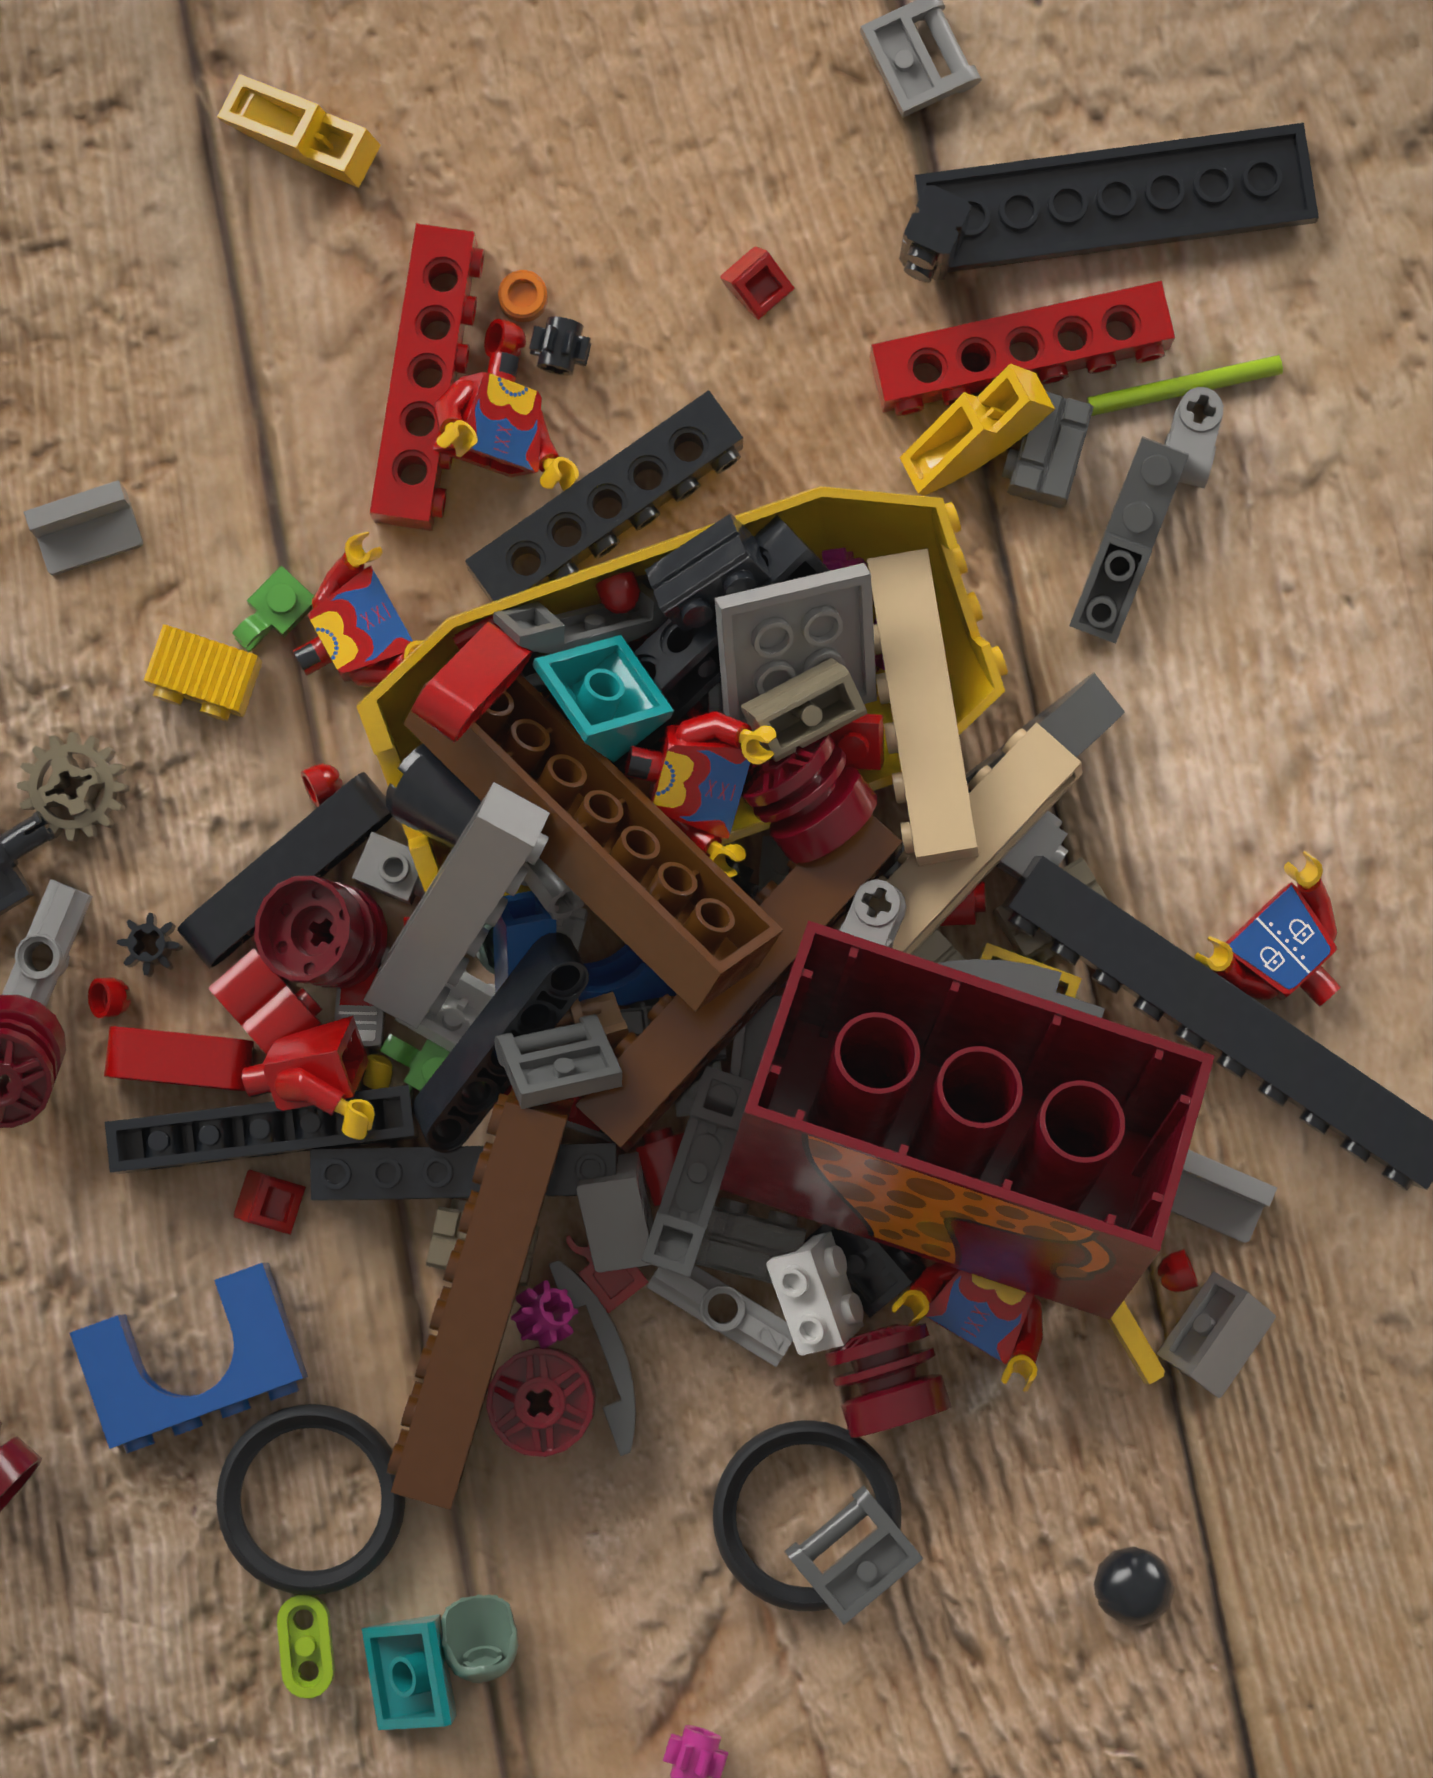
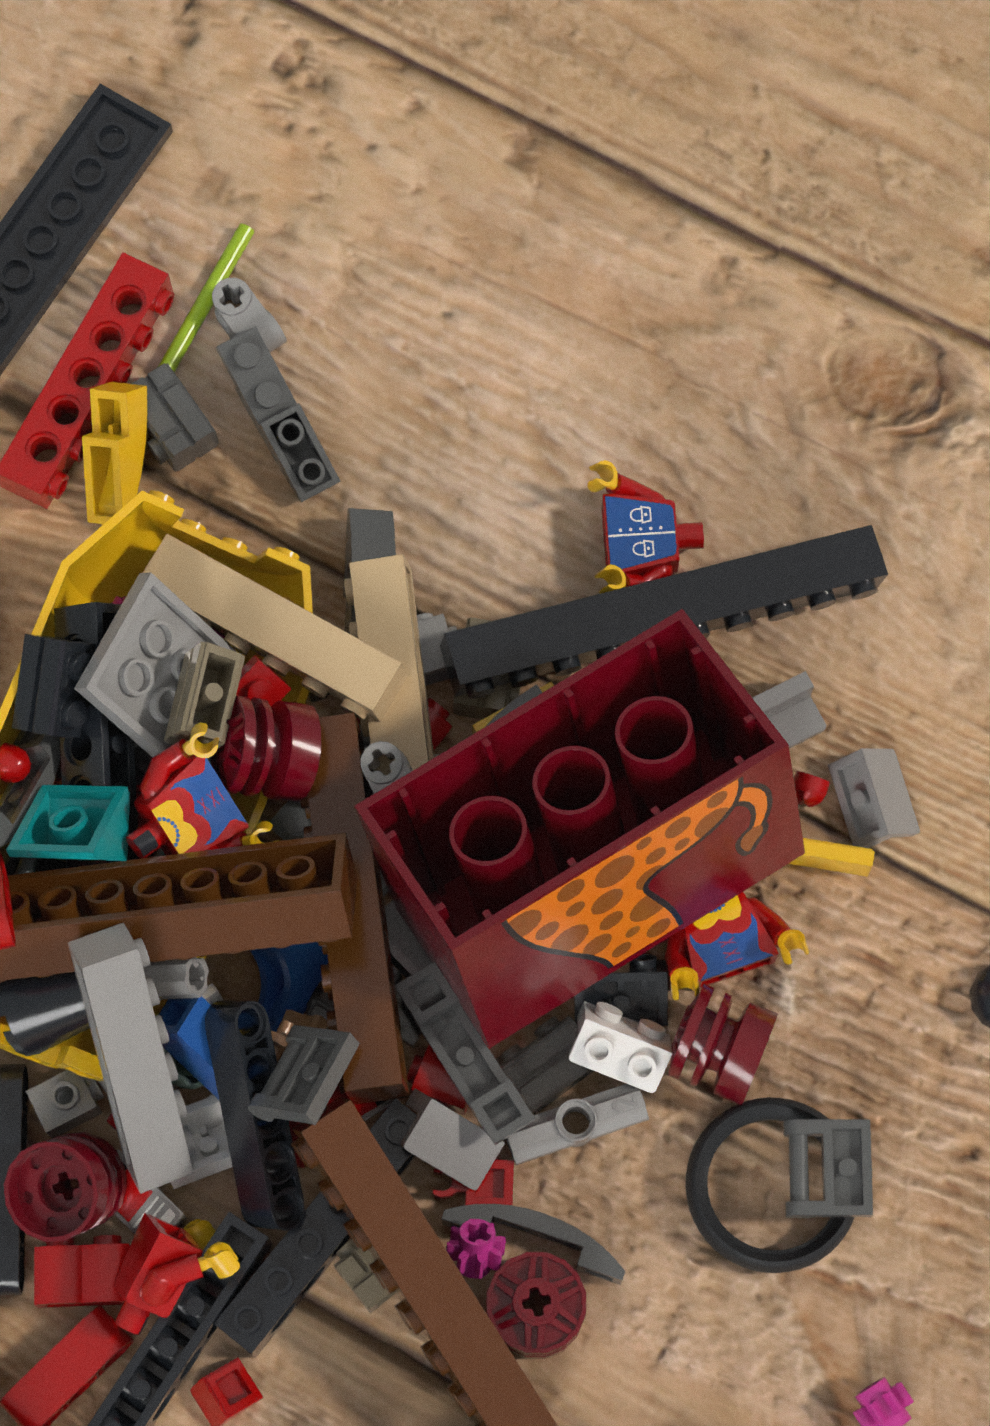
camera: 50 degrees left, 10 degrees down
(422, 1063) = (221, 1197): bright green plate -> none

